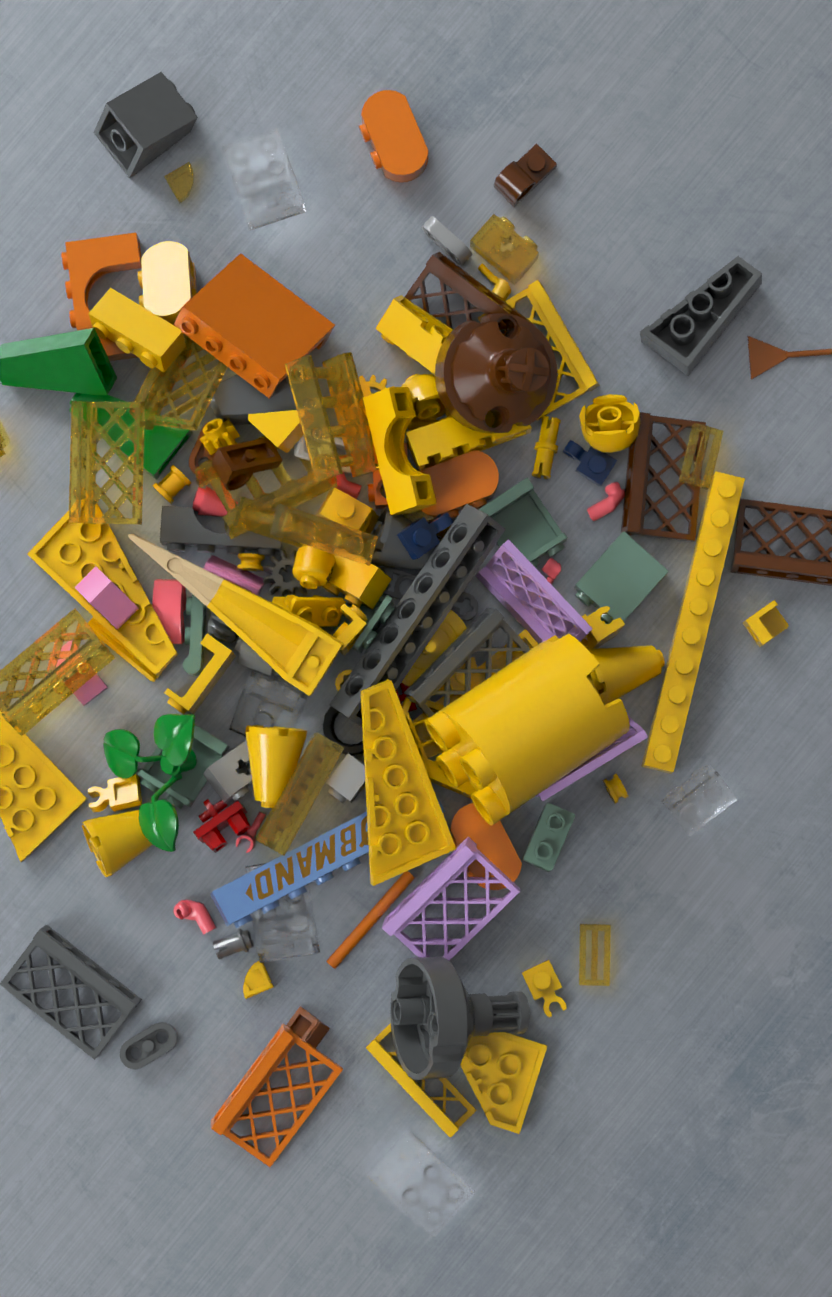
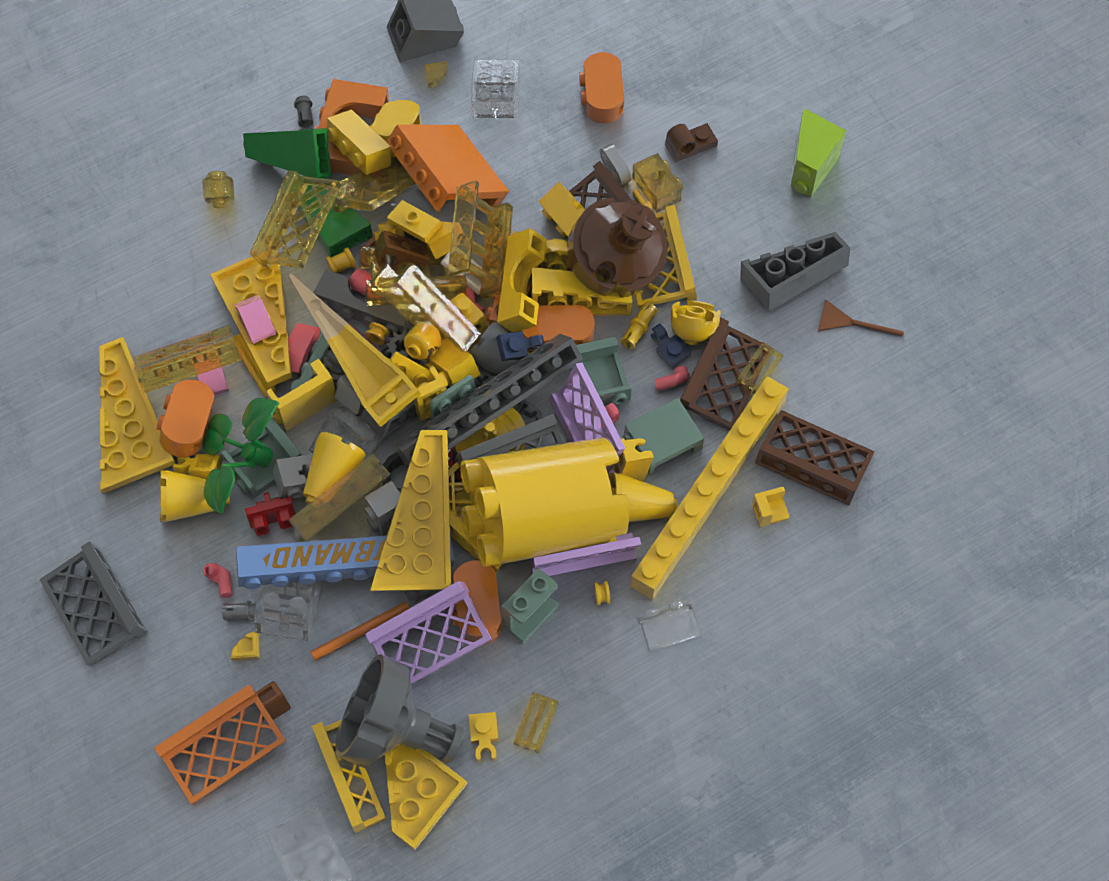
camera: 15 degrees right, 20 degrees down
(43, 292) = (303, 105): none -> dark grey pin
(80, 745) = (185, 418): none -> orange brick
(149, 1045) = (136, 667): dark grey plate -> none
(249, 423) = (414, 221): none -> yellow plate
(252, 832) = (283, 531): coral hand -> none
(678, 149) = (816, 152): none -> lime slope

